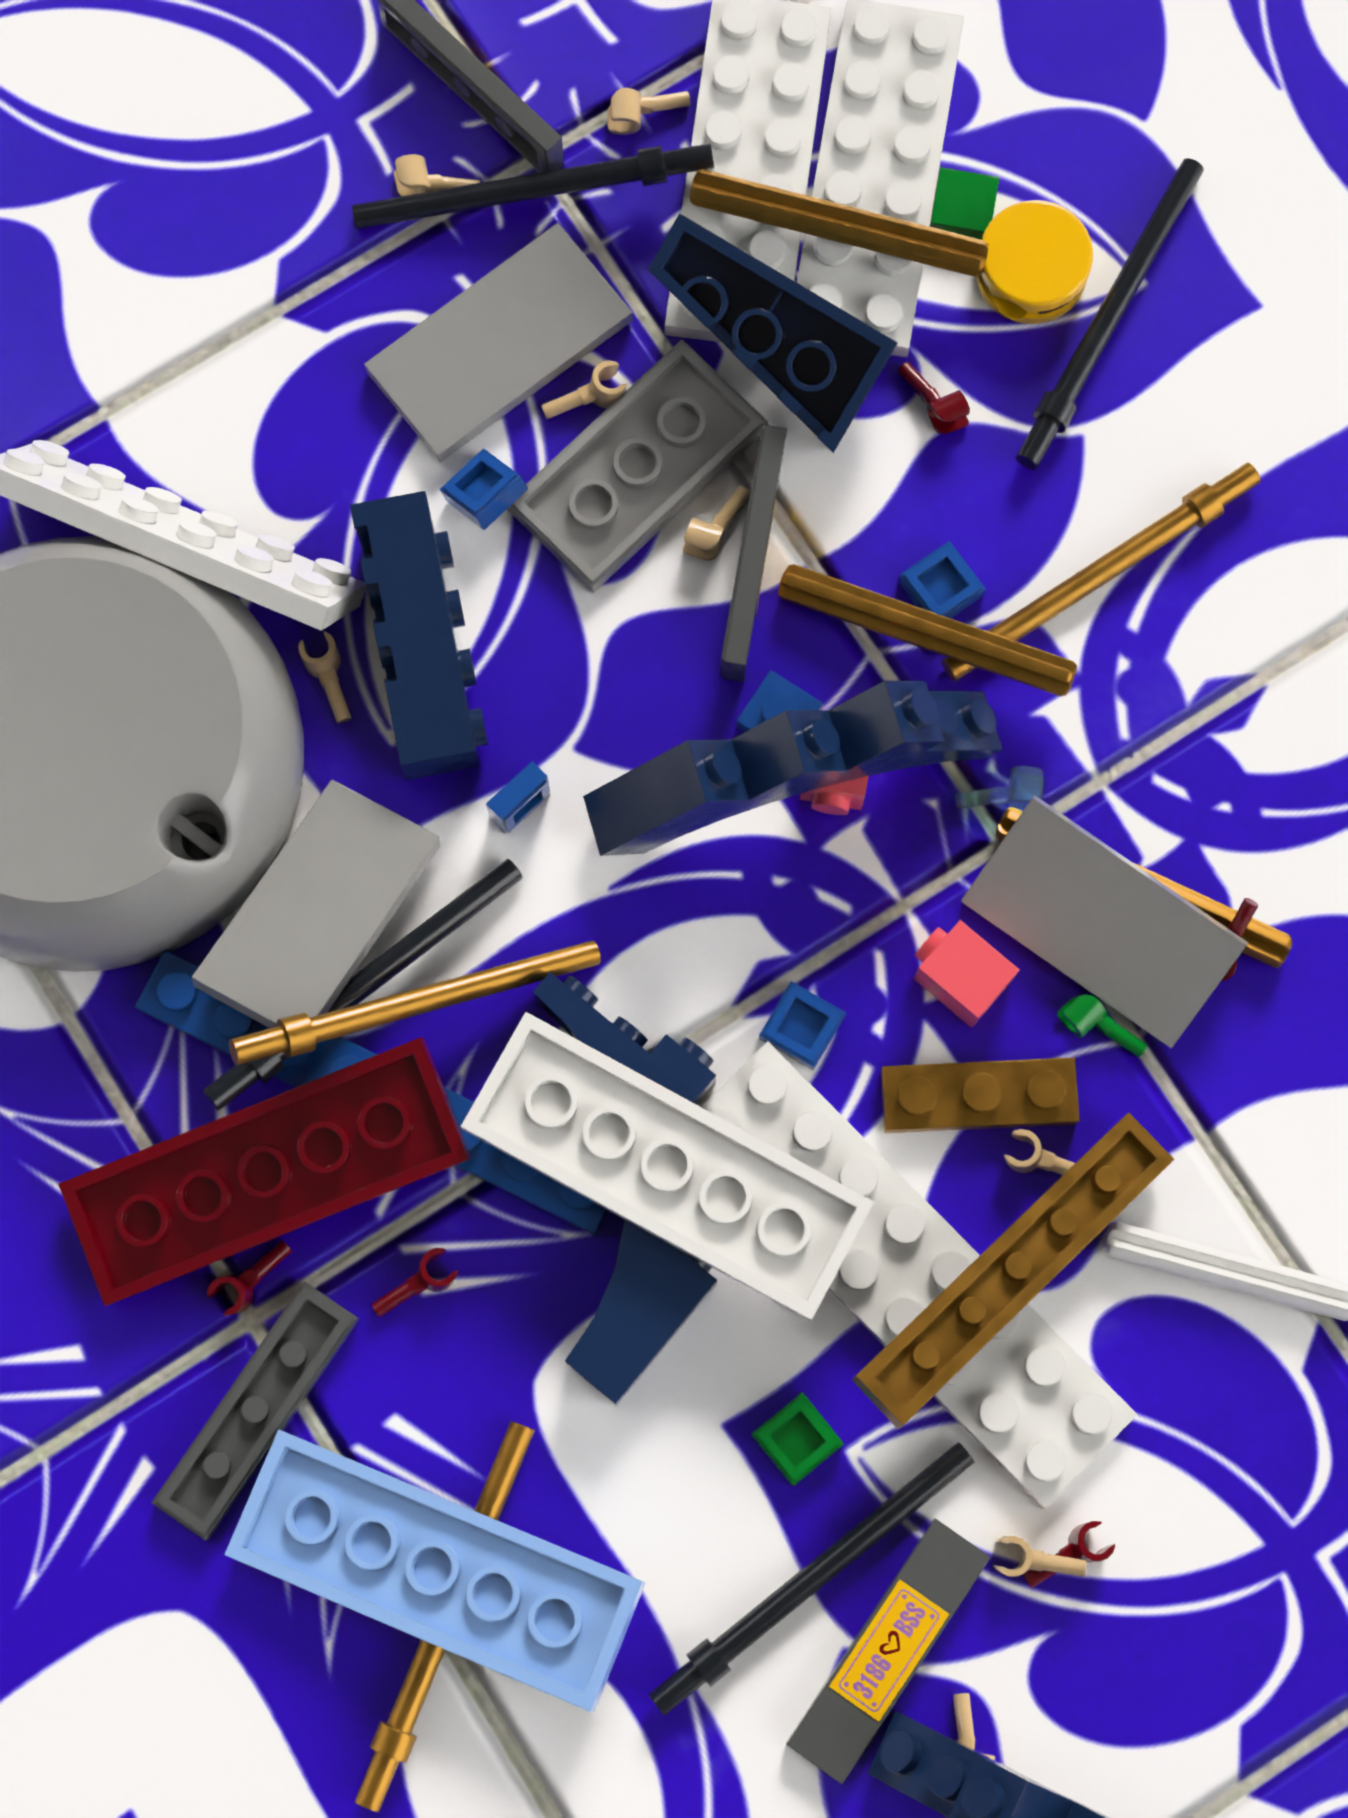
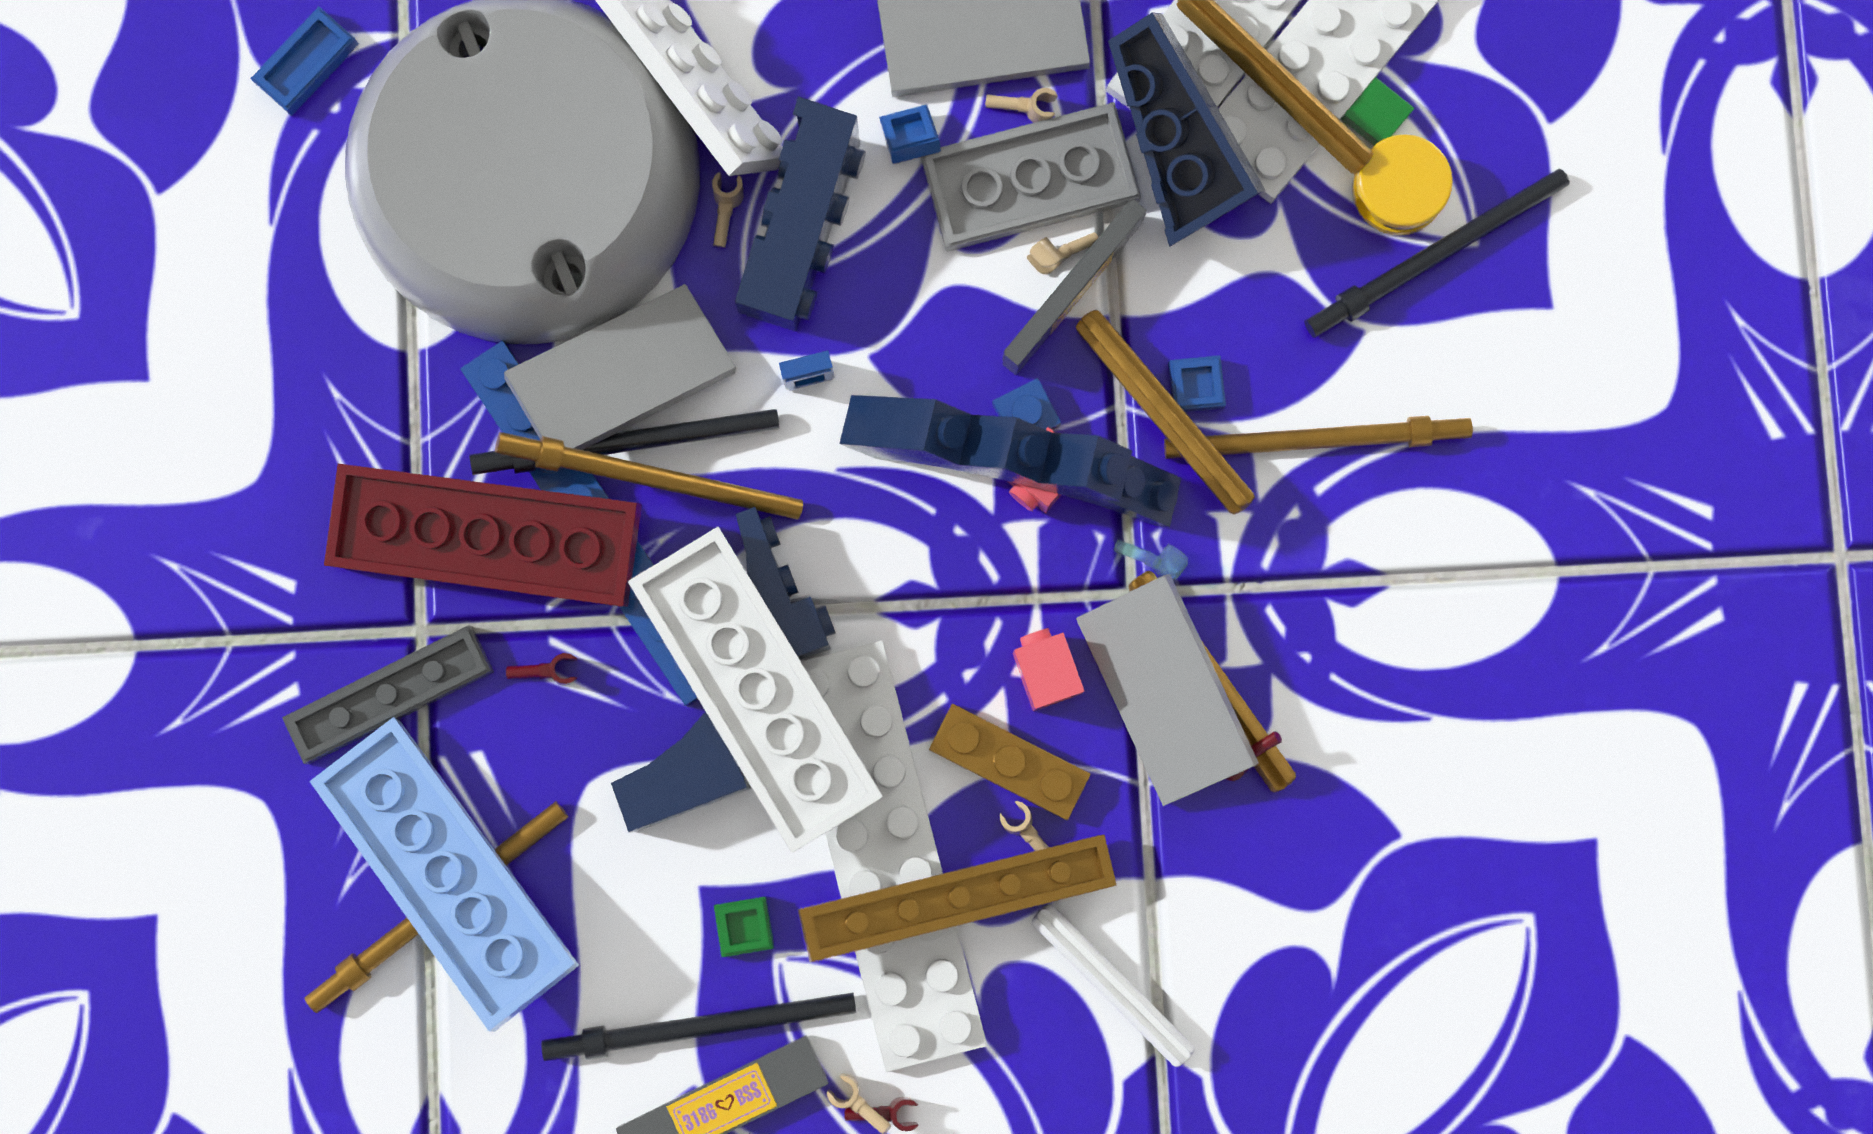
camera: 30 degrees right, 5 degrees up
(249, 1278) = (428, 603): dark red hand -> none
(802, 1025) = (914, 642): blue tile -> none
(944, 412) = (1273, 260): dark red hand -> none
(1086, 1011) = (1117, 746): green hand -> none

